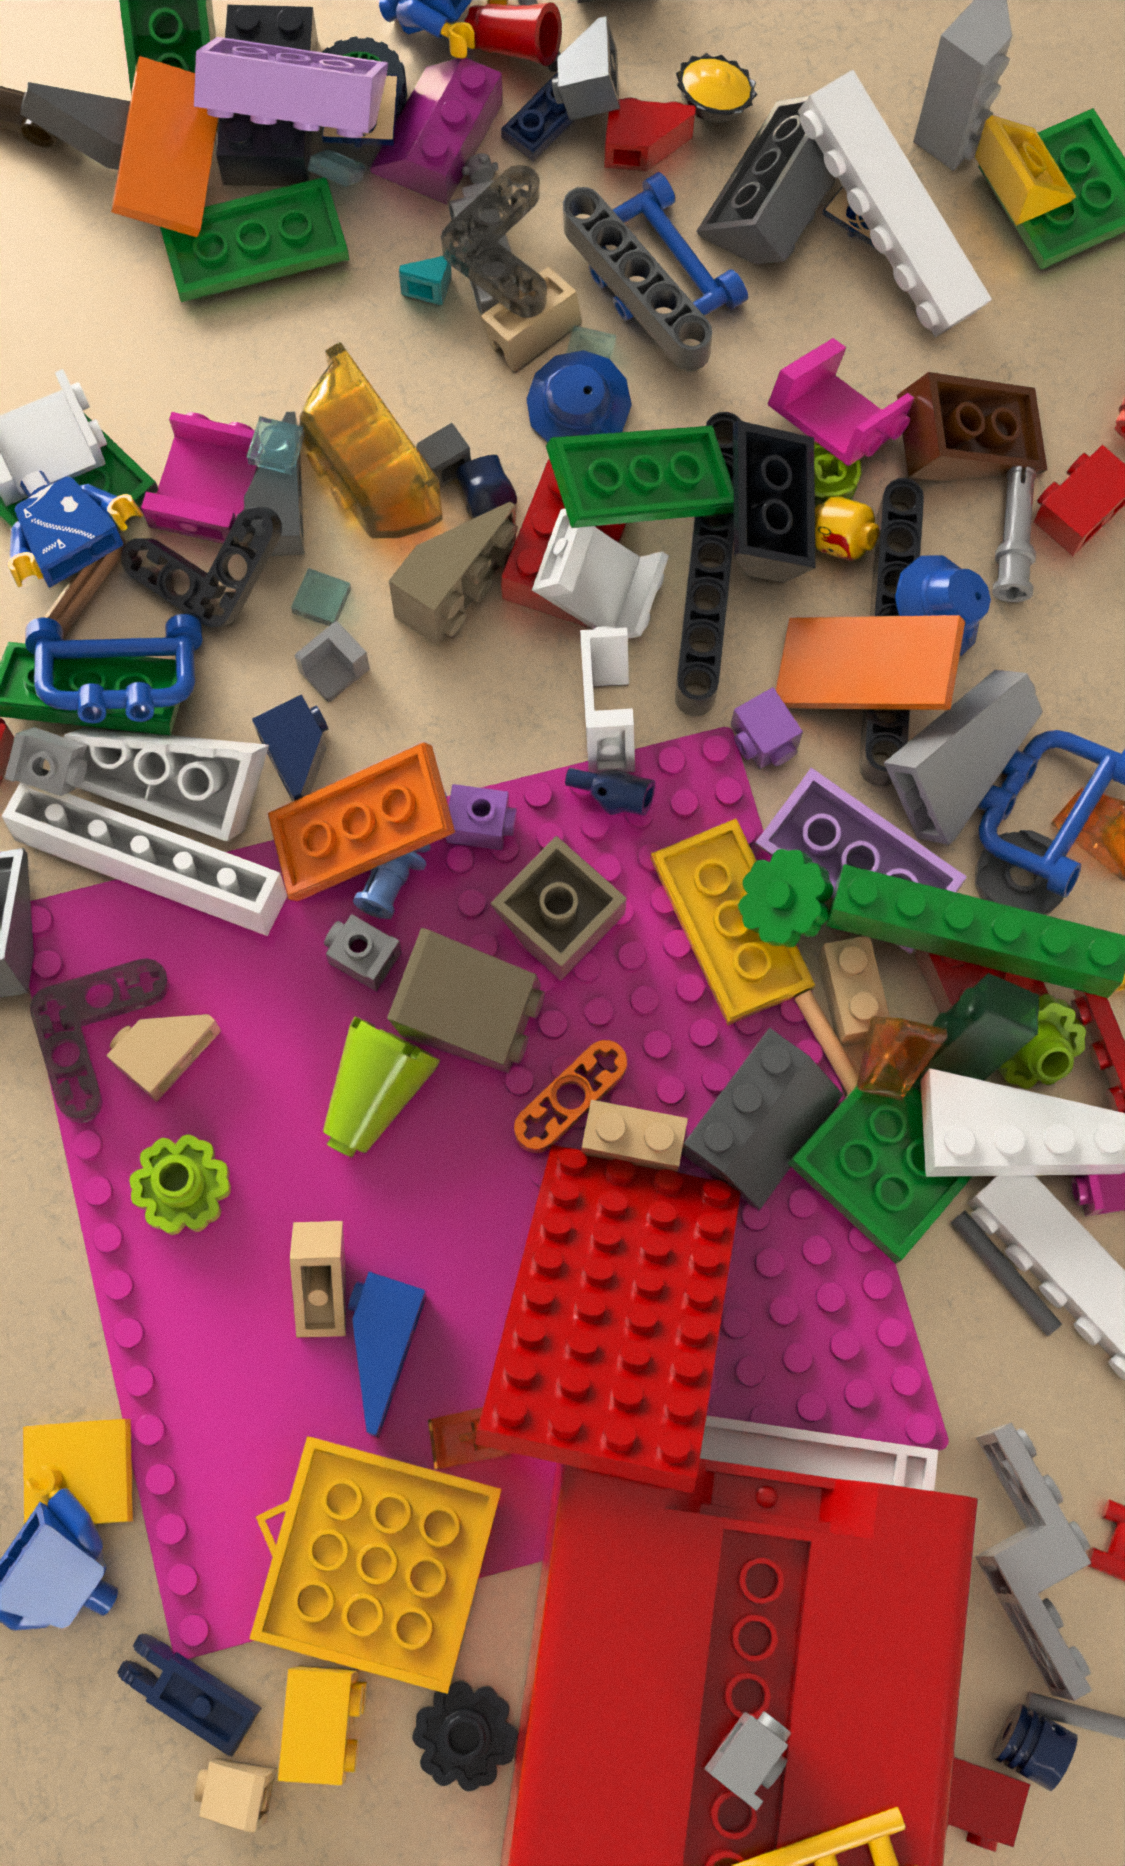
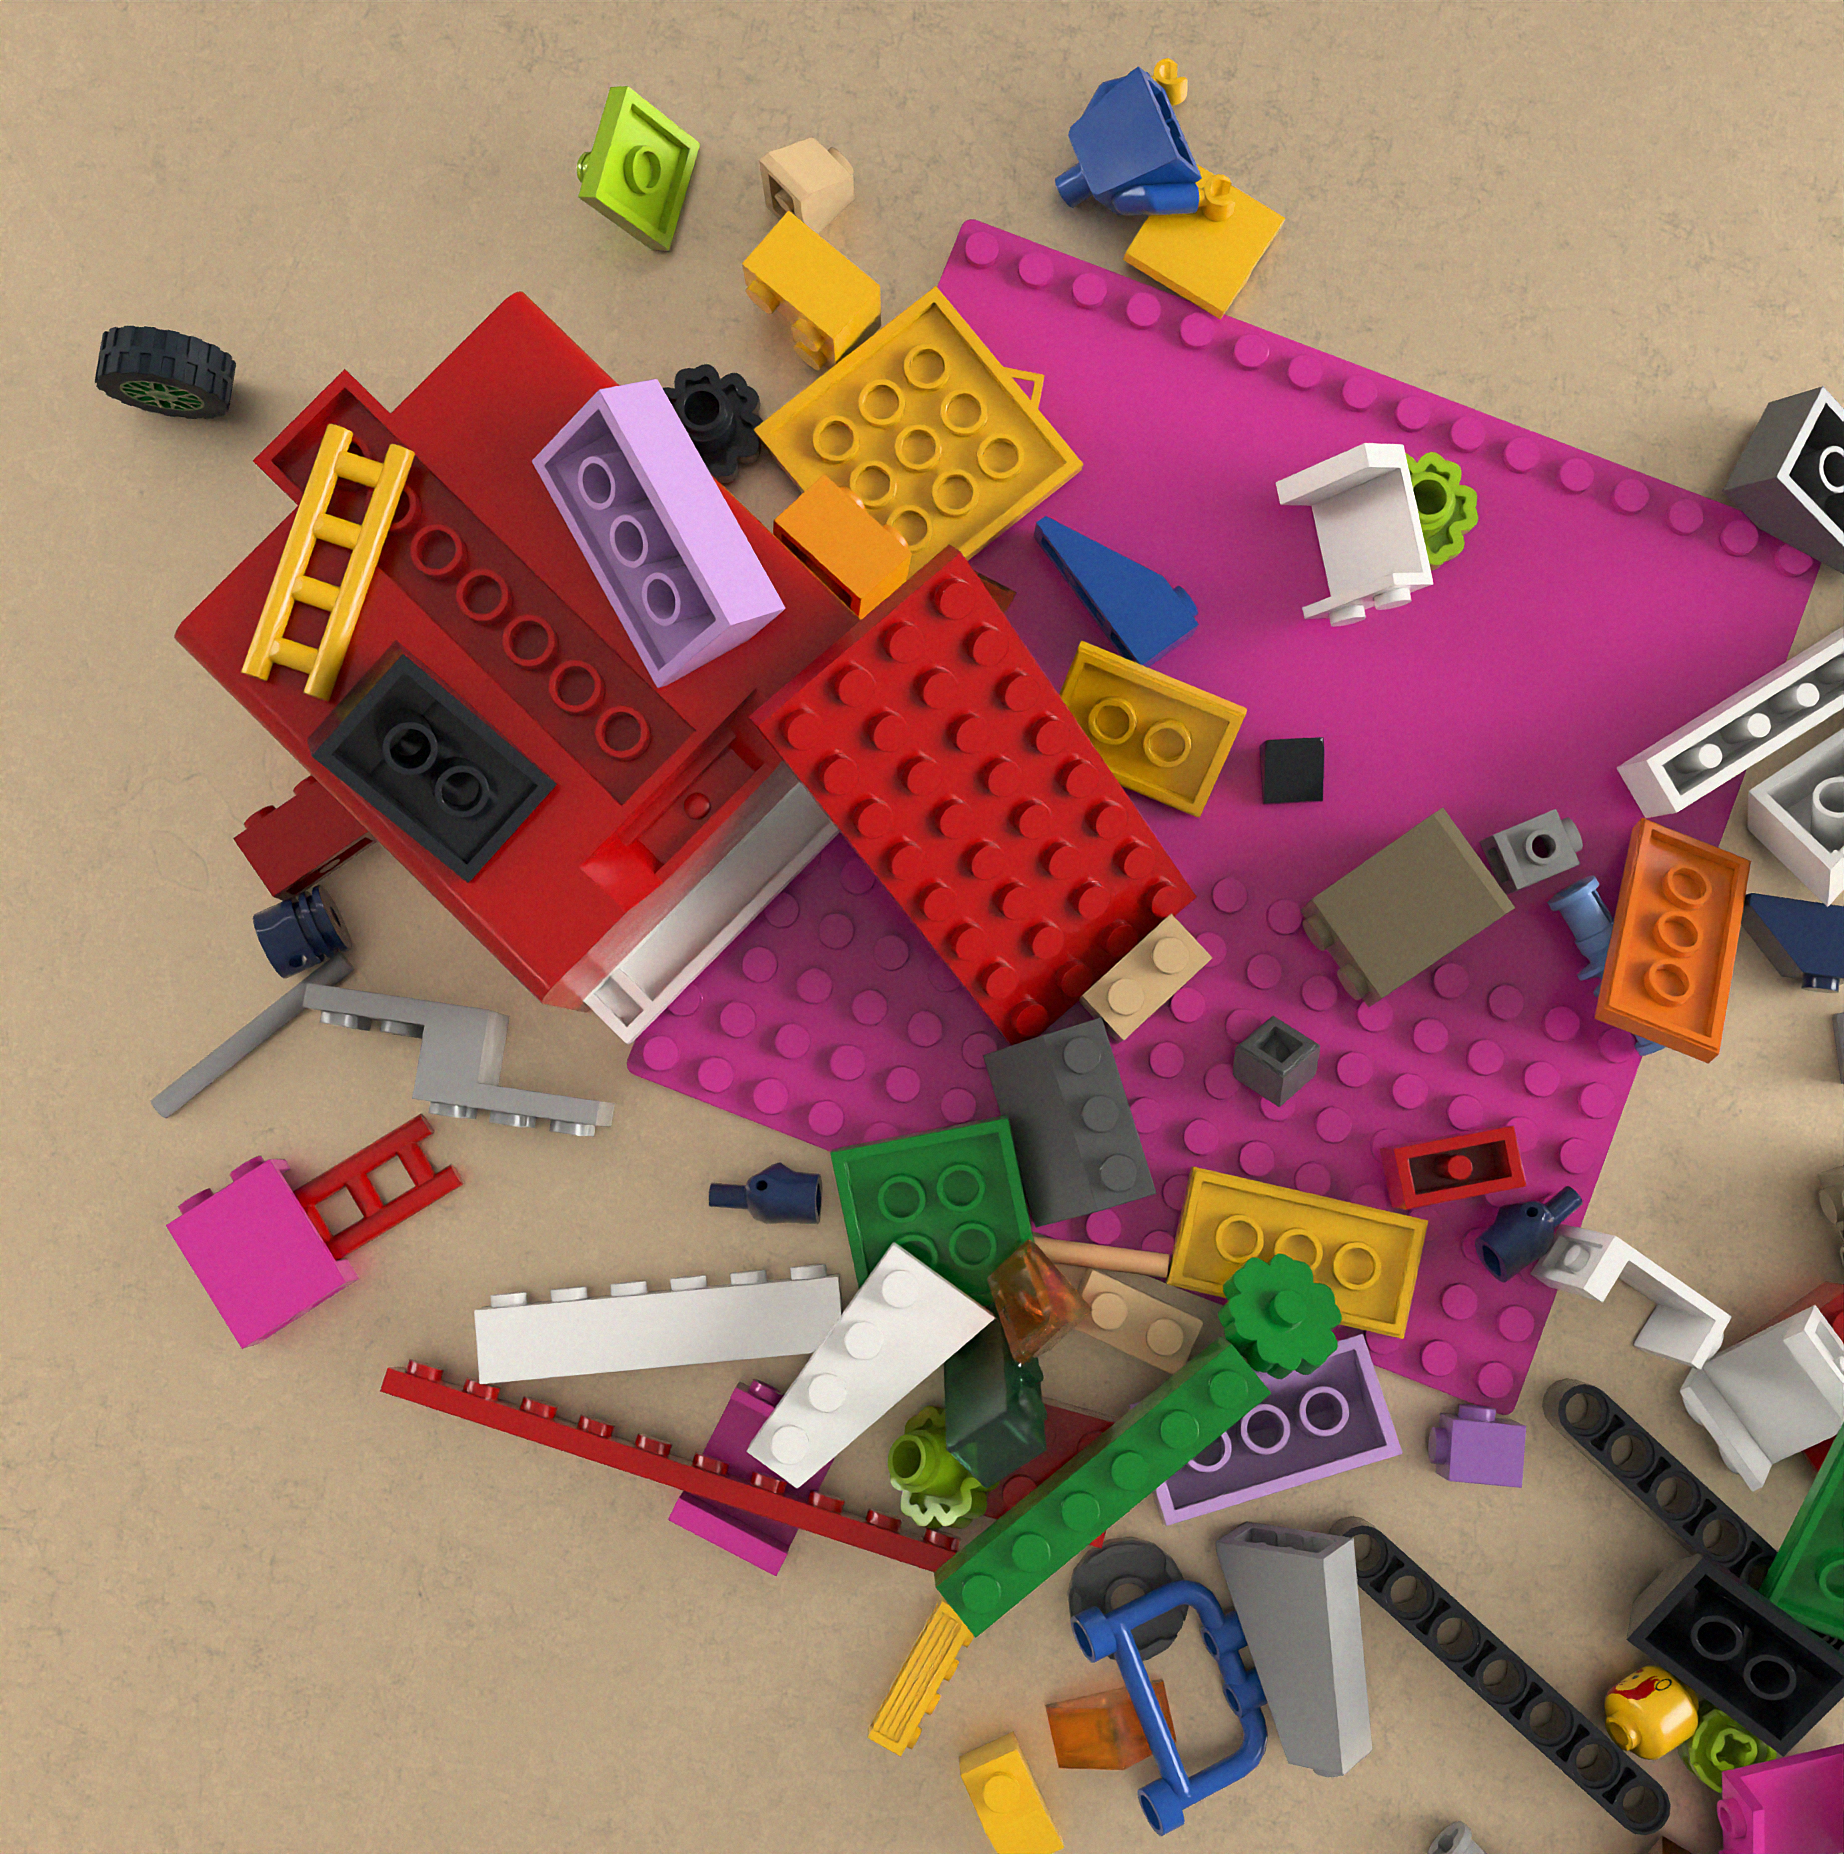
camera: 125 degrees right, 10 degrees up
(80, 1013) = (1665, 528): clear smoke beam -> none
(161, 1049) = (1567, 580): tan slope -> none
(190, 1695) = (927, 205): dark blue hinge -> none
(226, 1203) = (1364, 530): none -> white panel
(318, 1278) = (1229, 579): tan slope -> none
(373, 1085) = (1384, 763): lime cone -> none
(419, 1143) = (1292, 770): none -> black slope
(463, 1259) = (1151, 727): none -> yellow tile
(480, 817) = (1594, 1069): medium lavender brick -> none
(498, 1556) = (844, 545): none -> light orange slope
(559, 907) = (1437, 1076): dark tan slope -> none
(588, 1063) = (1240, 905): orange beam -> none
(612, 1657) = (656, 530): none -> lavender slope
(613, 855) = (1452, 1167): none -> red brick
(621, 1017) = (1276, 1061): none -> dark grey slope
(750, 1756) = (471, 591): light grey brick -> none
(870, 662) = (1475, 1614): orange tile -> none
(886, 1698) = (429, 762): none -> black slope
(939, 588) = (1487, 1747): blue hat -> none
(955, 1280) = (774, 1196): none -> dark blue piece
(1006, 1273) = (743, 1255): dark grey bar -> none

